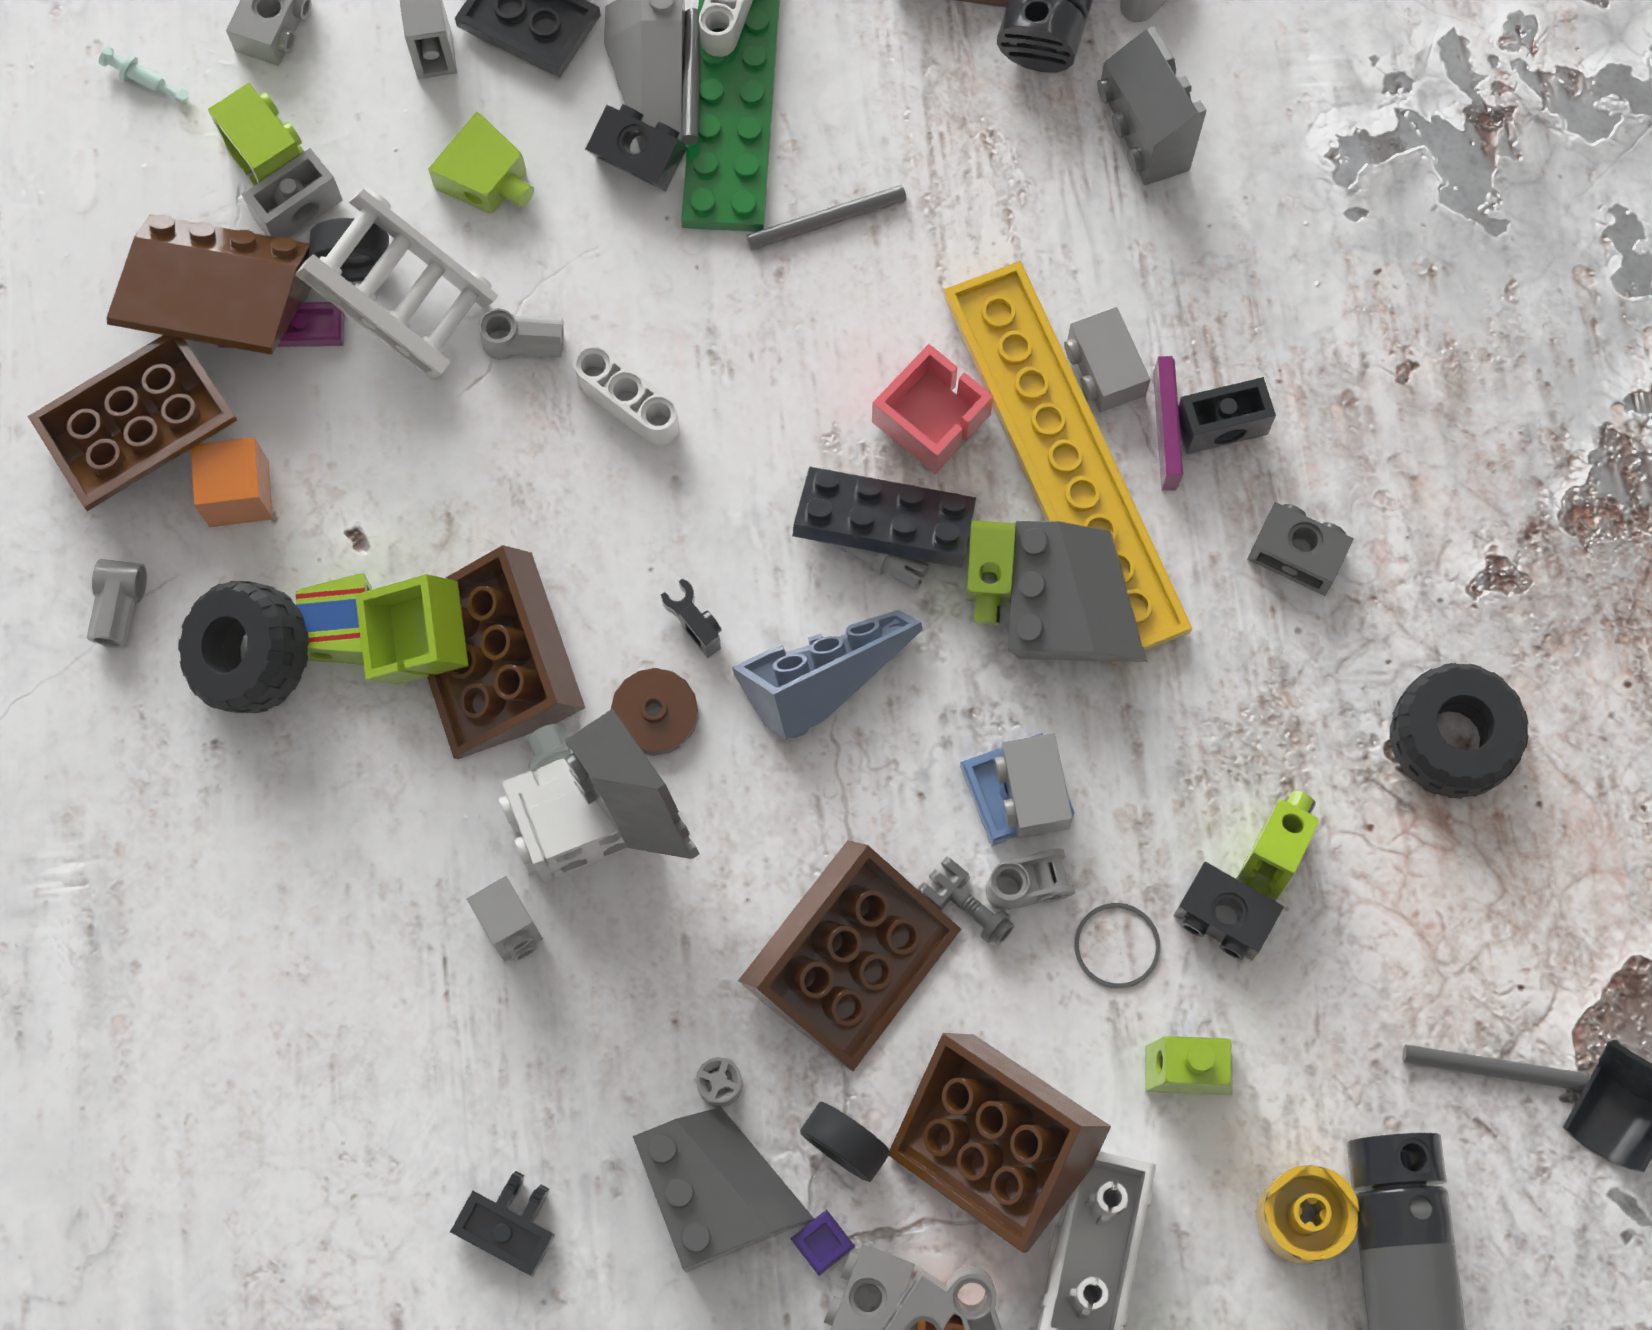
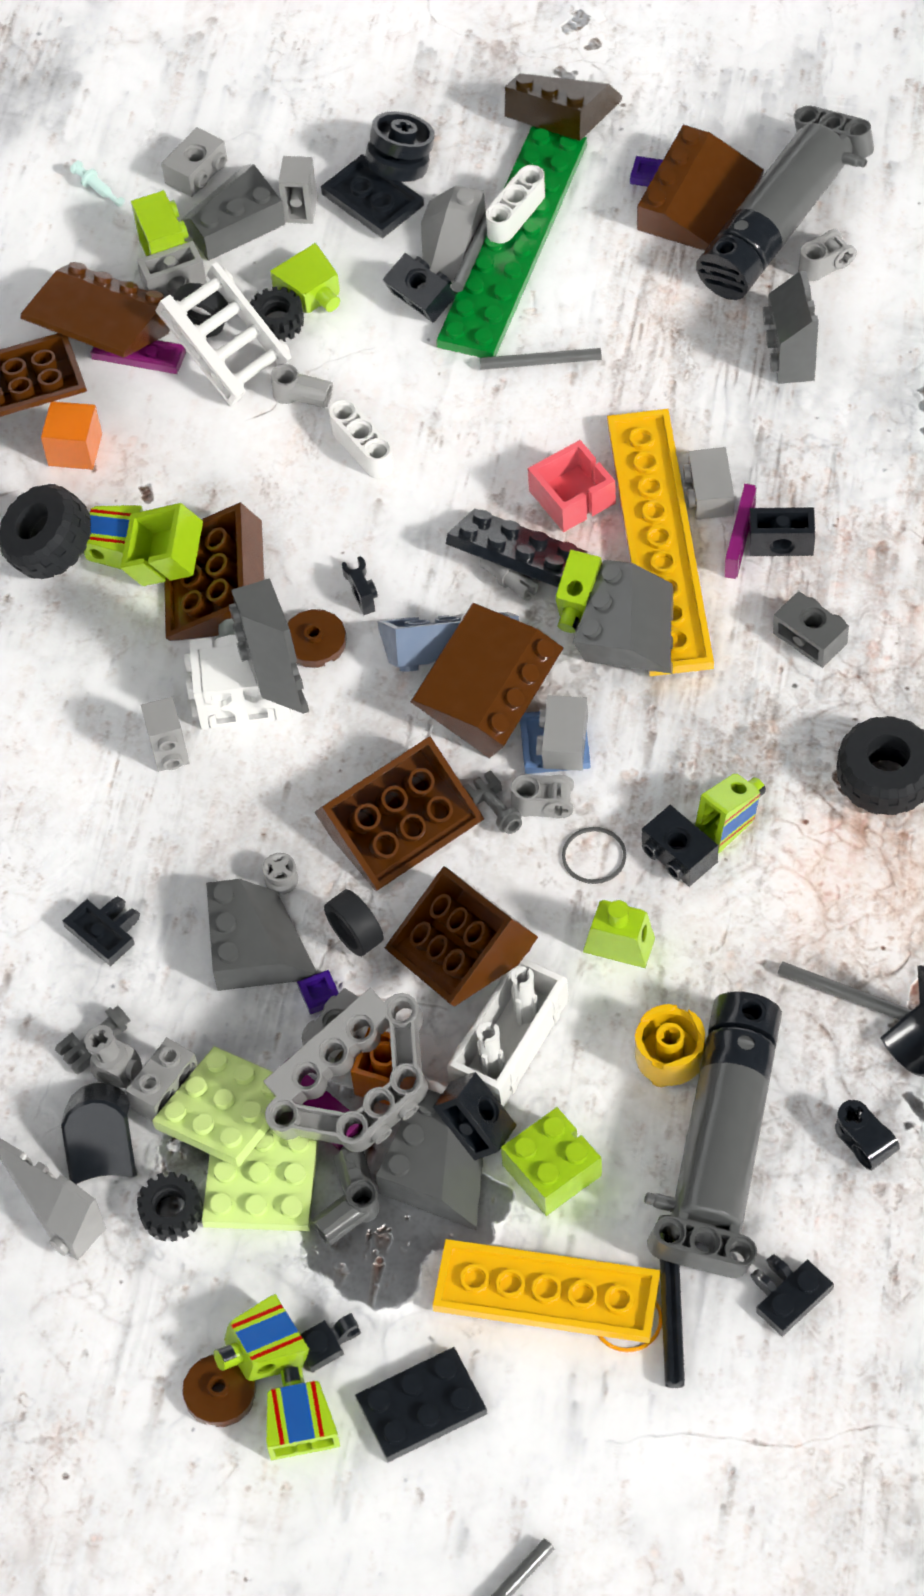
camera: 20 degrees right, 15 degrees down
(346, 81) = (235, 213): none -> dark grey wedge
(456, 206) = (280, 301): none -> black tyre
(911, 729) = (486, 677): none -> reddish brown slope
(1591, 1278) = (869, 1138): none -> black piece

